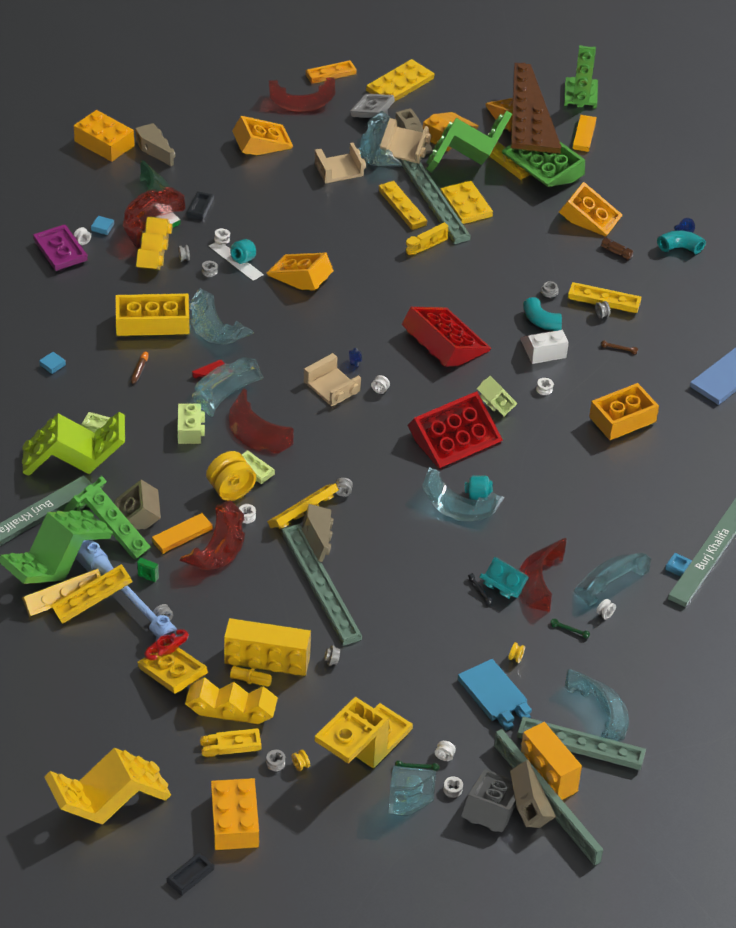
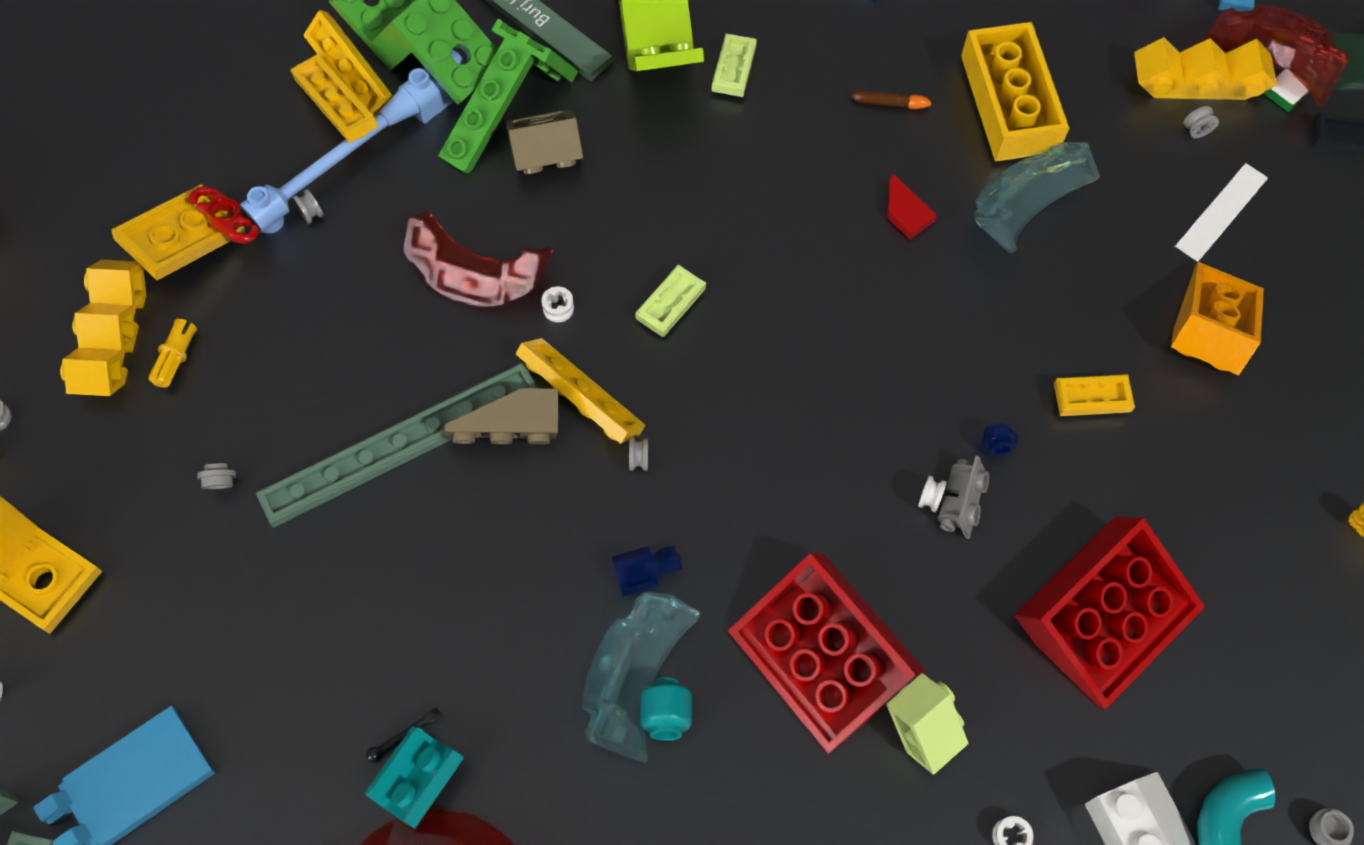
camera: 85 degrees right, 20 degrees up
(147, 569) = (403, 171): green tile -> none
(182, 533) = (501, 212): light orange tile -> none
(189, 423) = (758, 186): yellowish green brick -> none
(209, 272) = (1173, 176): light grey bush -> none
(222, 236) = (1279, 171): white bush -> none
(224, 381) = (861, 217): clear light blue windscreen -> none
(231, 476) = (619, 257): yellow wheel -> none
(231, 742) = (28, 345): yellow hinge -> none
(243, 251) = (1238, 212): teal head -> none
(256, 431) = (762, 280): clear red windscreen -> none
(267, 647) = (211, 363): yellow brick -> none
(329, 381) = (924, 405): tan panel -> none
(335, 321) = (1094, 395): none -> yellow plate
(376, 368) = (964, 510): none -> light grey hinge
(406, 491) = (639, 569): none -> clear blue plate
(516, 652) = (224, 818): yellow bush -> none

